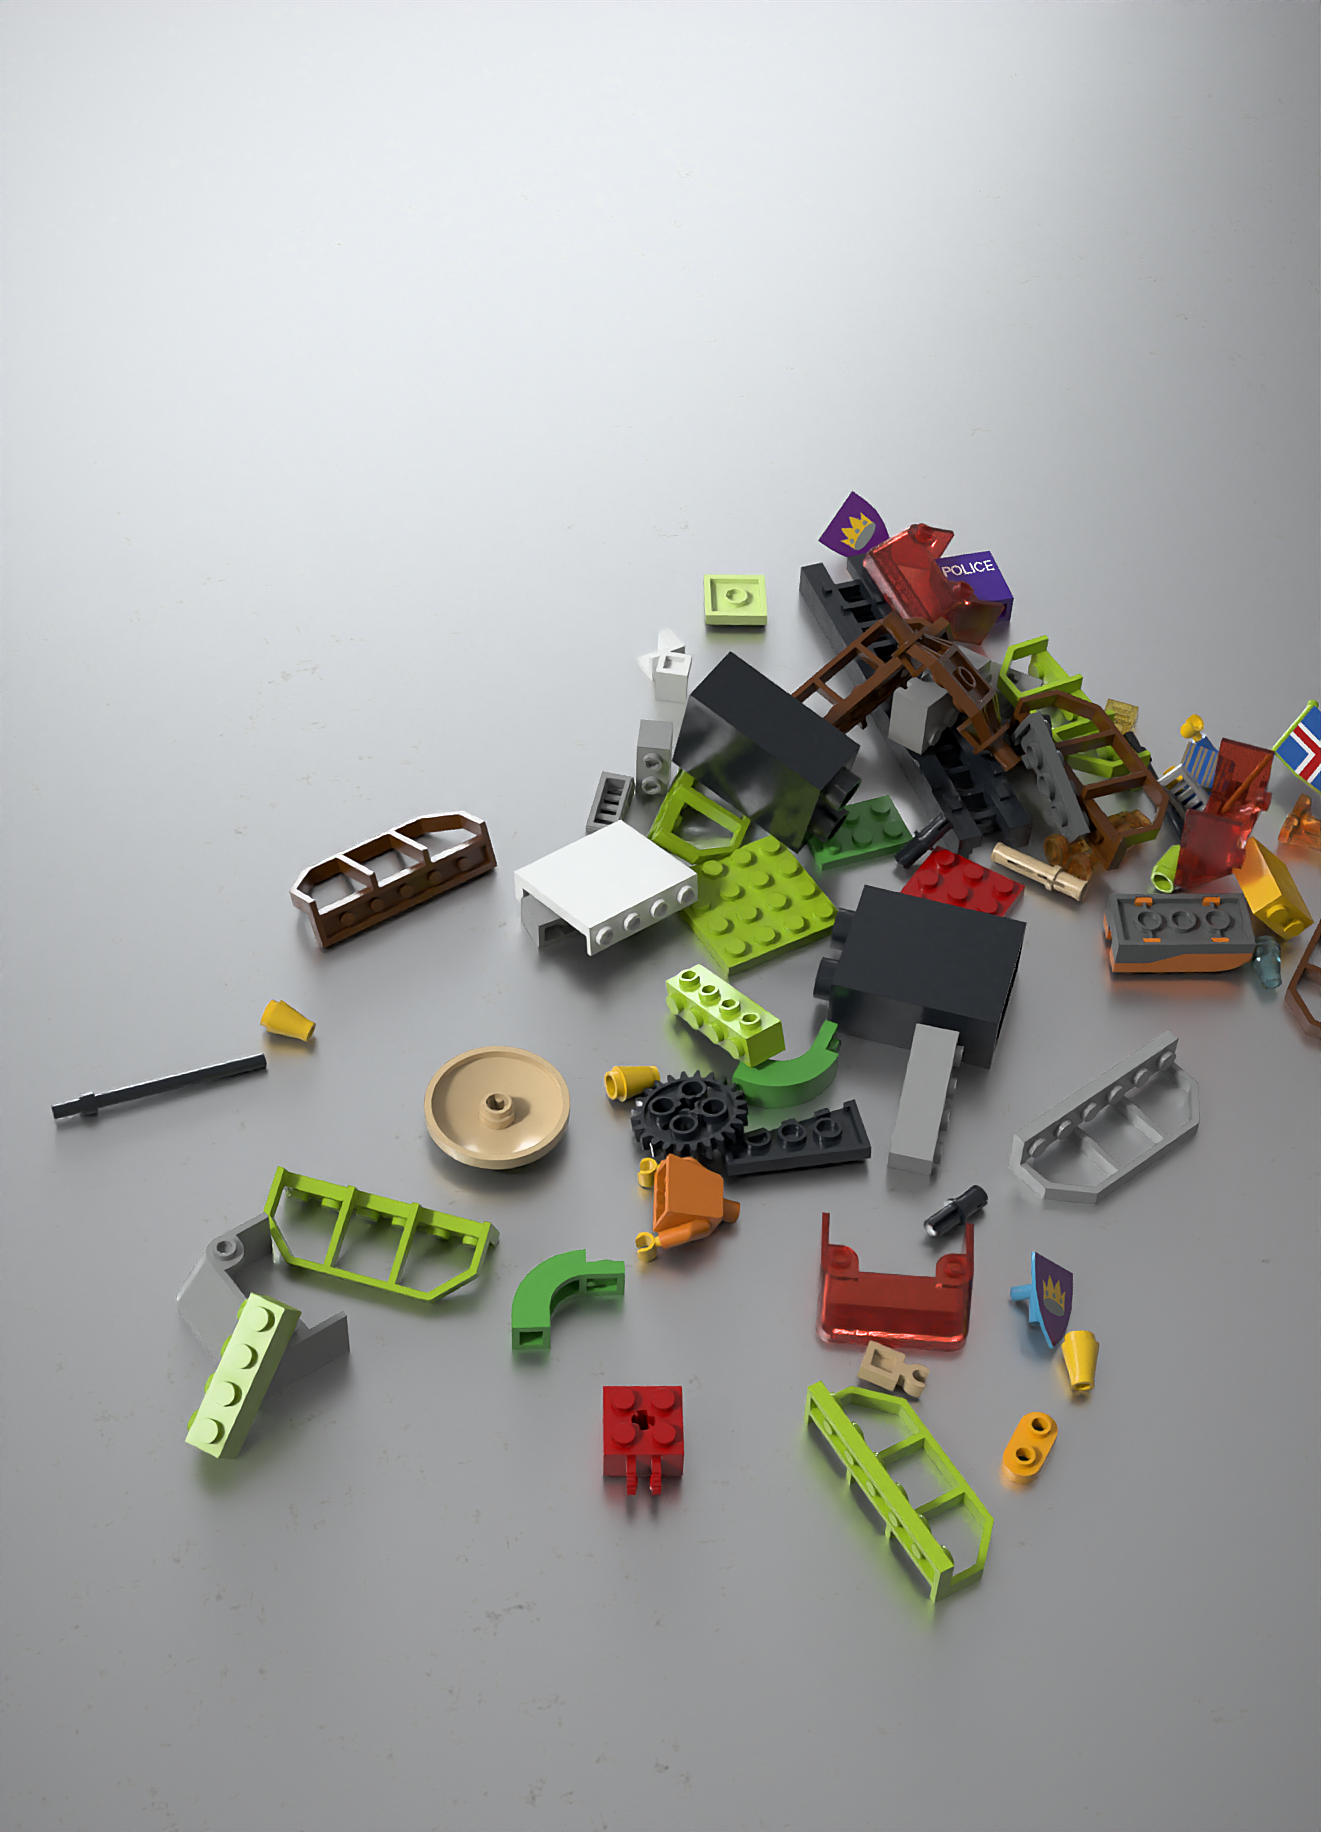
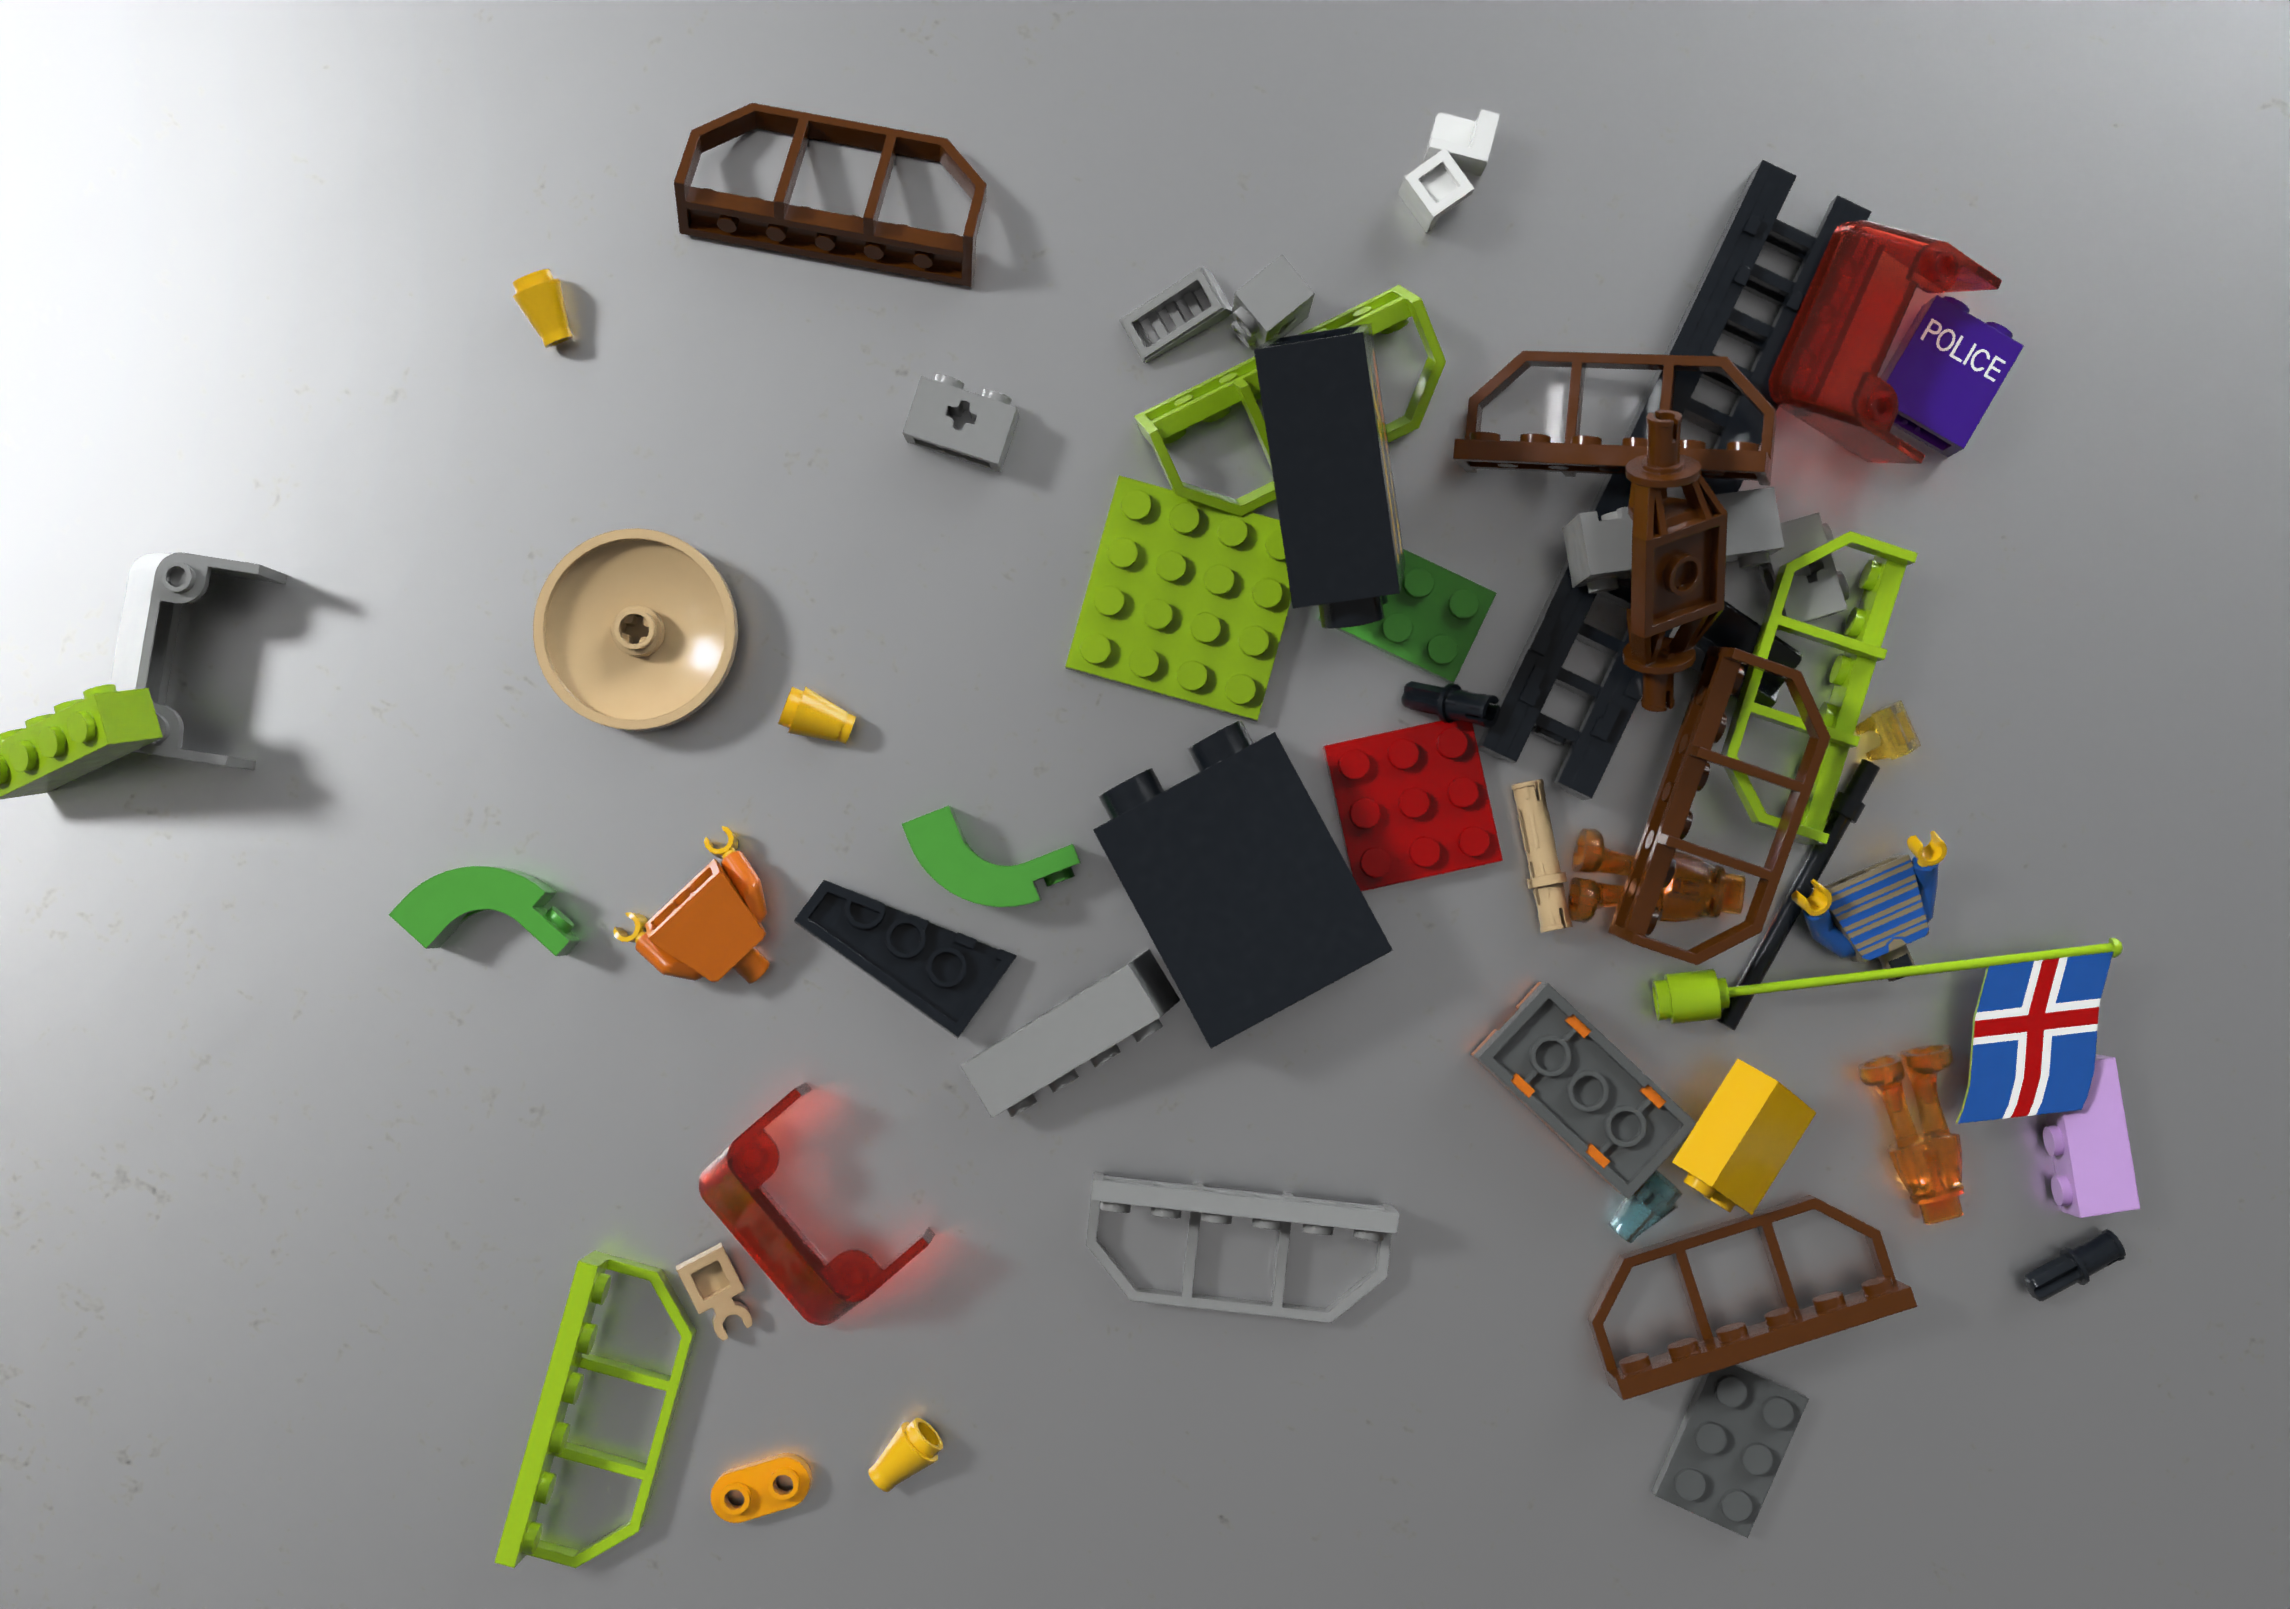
camera: 45 degrees right, 40 degrees up
(90, 1103) = (264, 231): black bar -> none
(370, 1207) = (419, 646): lime plate -> none
(609, 884) = (1030, 444): white panel -> none
(642, 1434) = (379, 1146): red hinge -> none
(689, 1116) = (810, 863): black gear -> none
(725, 1015) = (970, 741): lime brick -> none
(735, 599) = (1645, 127): yellowish green plate -> none
(854, 528) = (1905, 157): dark purple shield -> none
(956, 1211) = (968, 1182): black axle -> none
(1048, 1297) = (942, 1369): shield -> none
(1052, 781) = (1680, 730): dark grey wing -> none
(1195, 787) = (1803, 939): light grey slope -> none
(1217, 837) = (1763, 1037): clear red windscreen -> none

